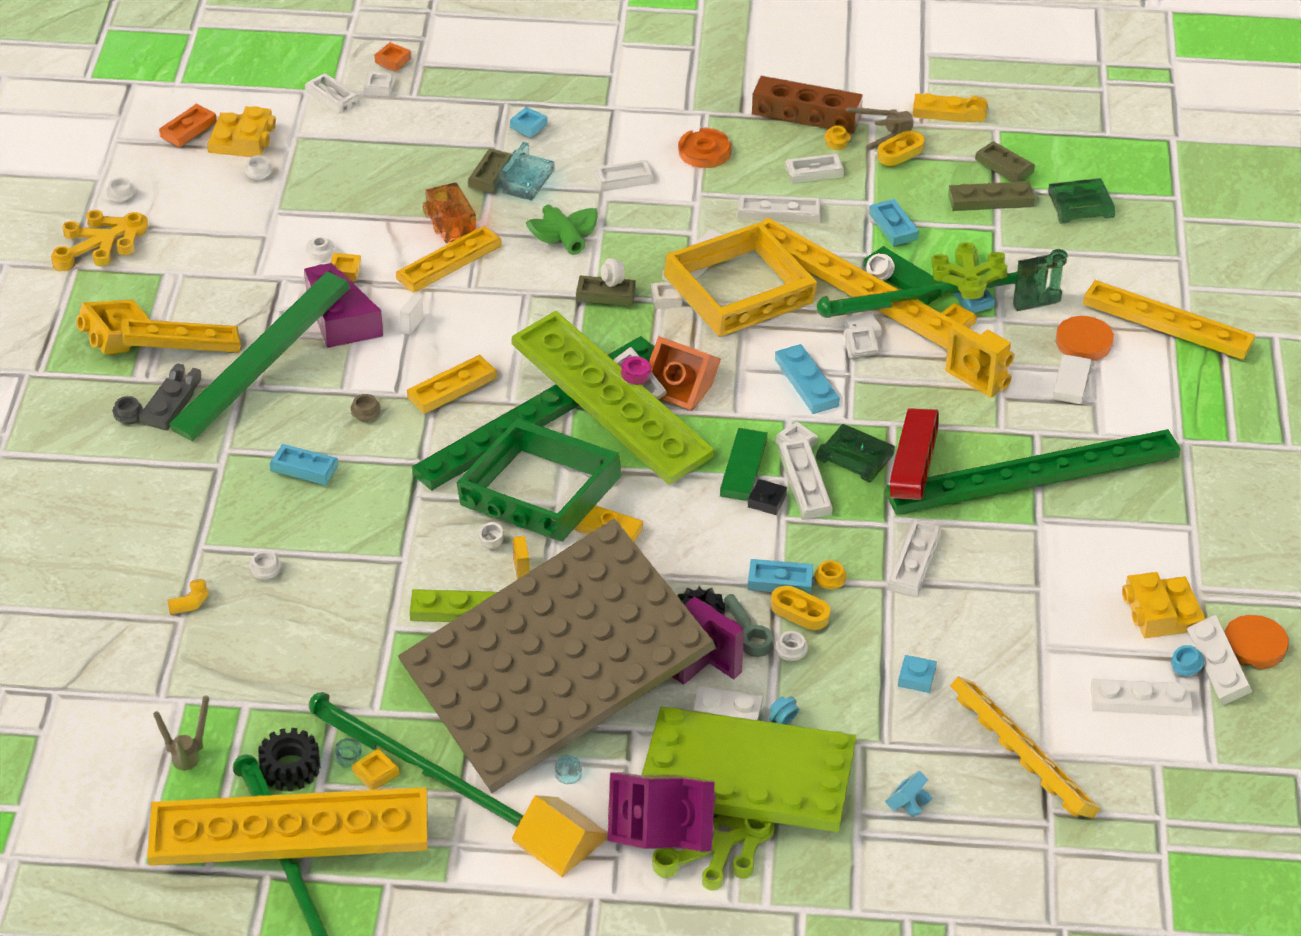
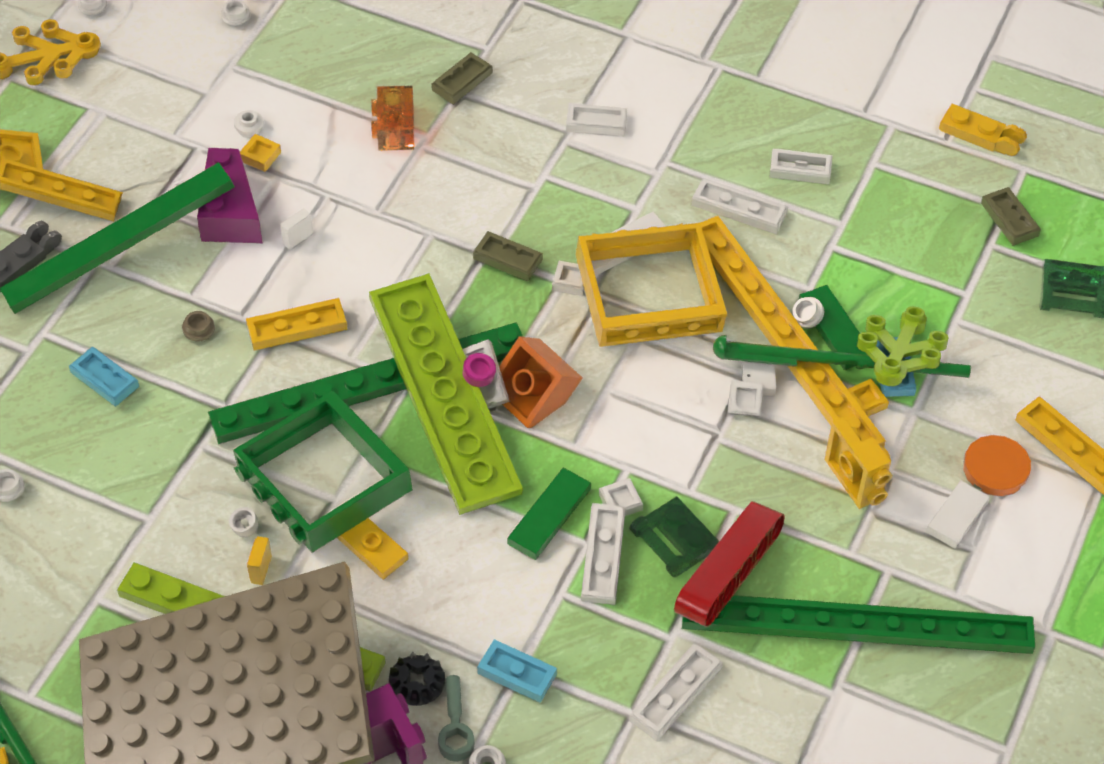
camera: 20 degrees right, 10 degrees up
(448, 259) = (370, 170): yellow tile -> none
(525, 173) = (493, 92): clear light blue bracket -> none
(528, 122) = (528, 30): medium azure plate -> none
(569, 229) = (501, 168): bright green plant -> none
(612, 272) = (516, 240): white plate -> none
(704, 148) = (697, 109): orange tile -> none
(767, 497) = (554, 562): black plate -> none
(800, 607) = (520, 719): yellow plate -> none
(805, 103) = (827, 87): dark orange brick -> none
(807, 378) = (668, 426): medium azure plate -> none
(830, 575) = (572, 677): yellow plate -> none
(837, 138) = (842, 135): yellow plate -> none
(893, 222) = (852, 258): medium azure plate -> none
(895, 122) = (911, 136): dark tan plant -> none
(900, 148) = (903, 167): yellow plate -> none
(991, 196) = (977, 253): olive plate -> none
(1032, 280) = (963, 380): clear green plate -> none

